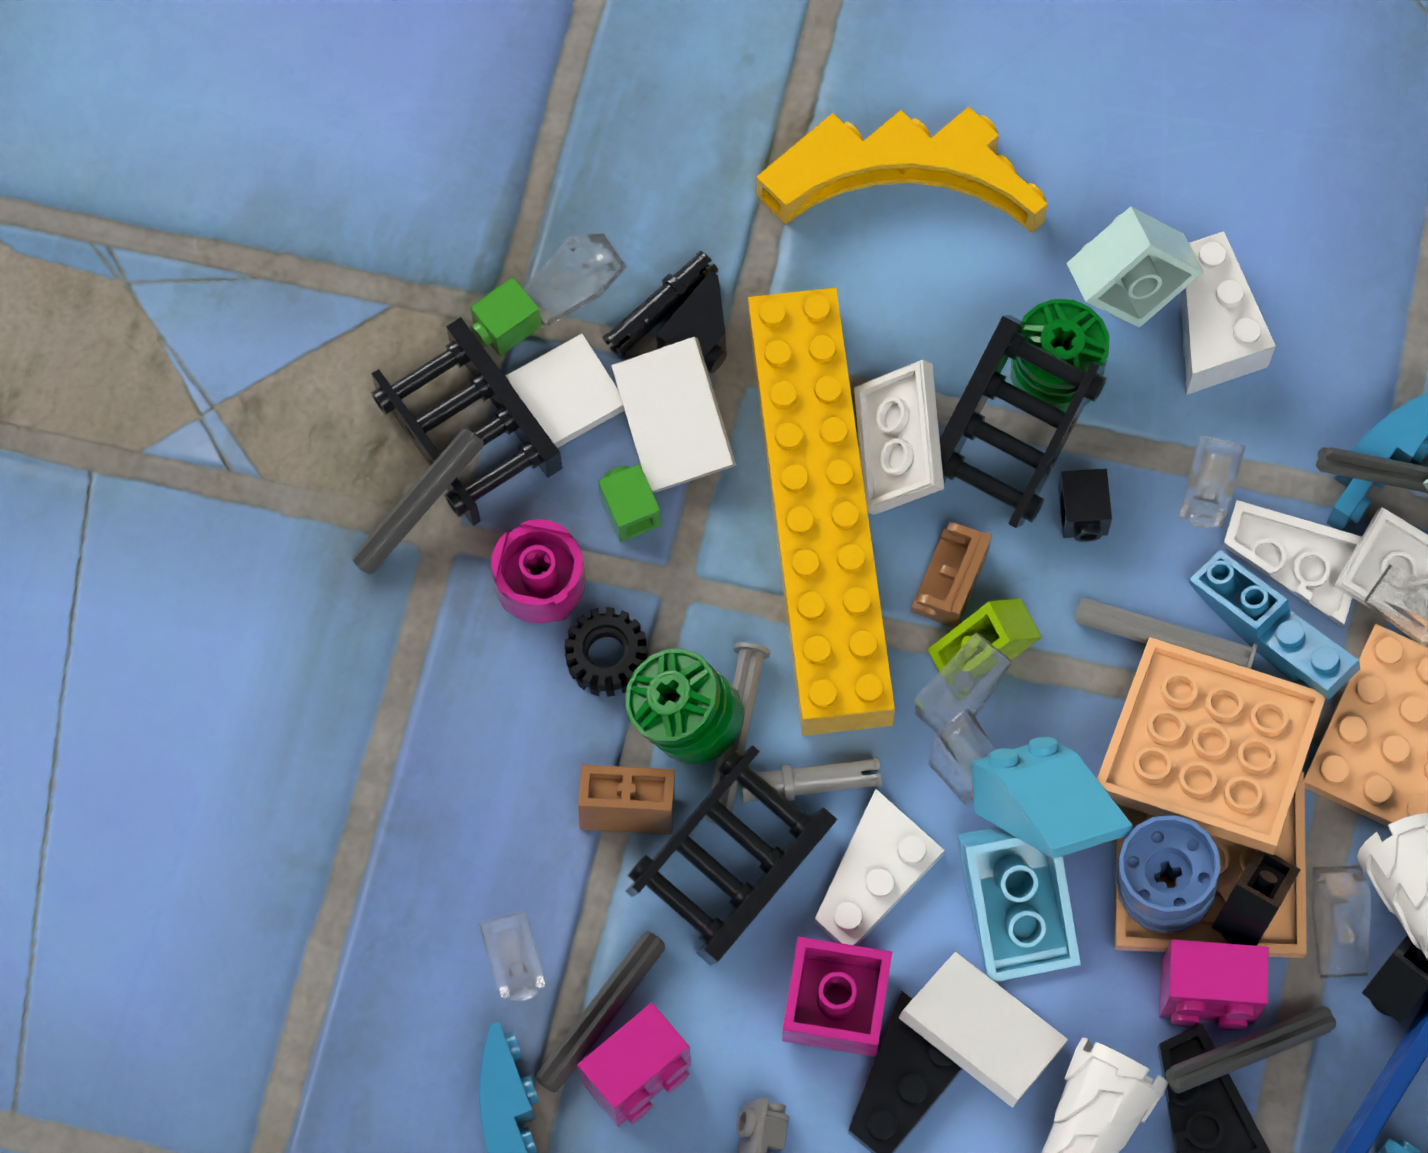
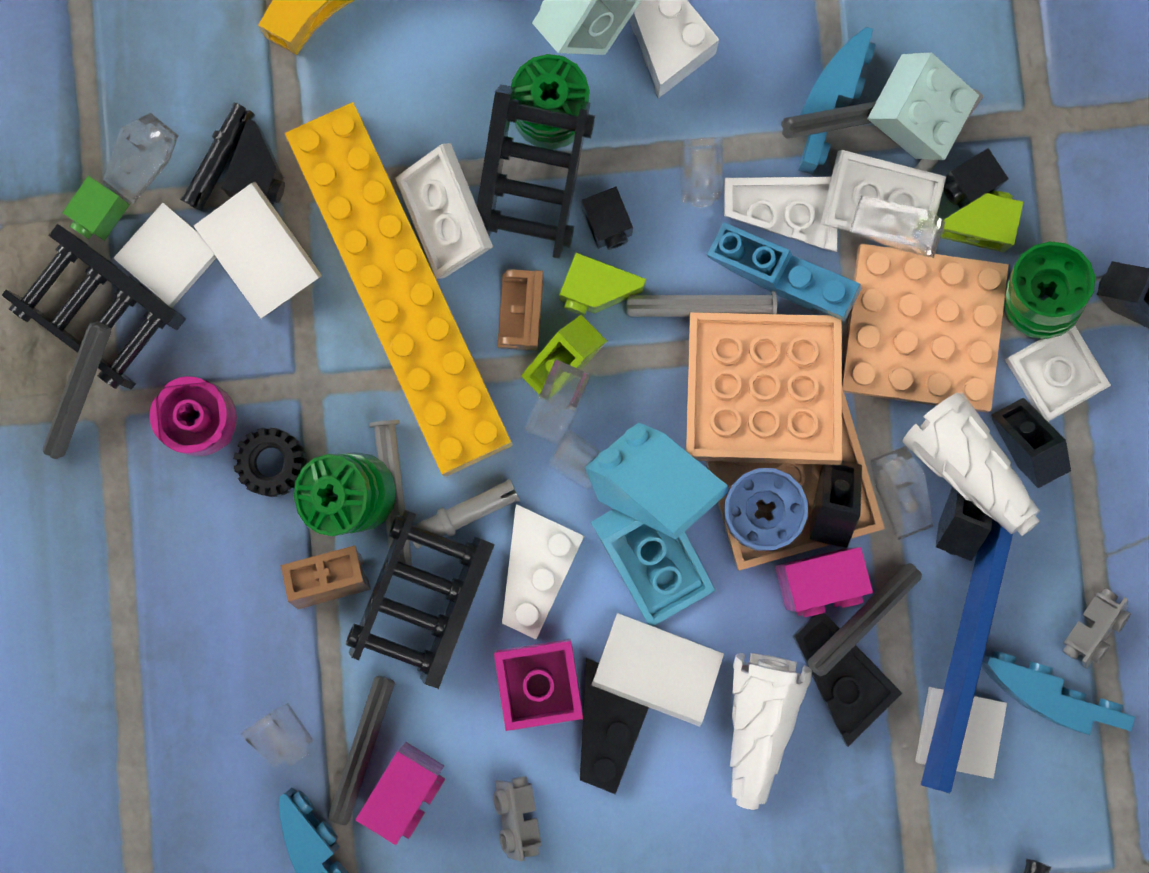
camera: 20 degrees left, 15 degrees up
(629, 501) = (246, 332): bright green brick -> none
(1050, 574) = (597, 286): none -> lime slope

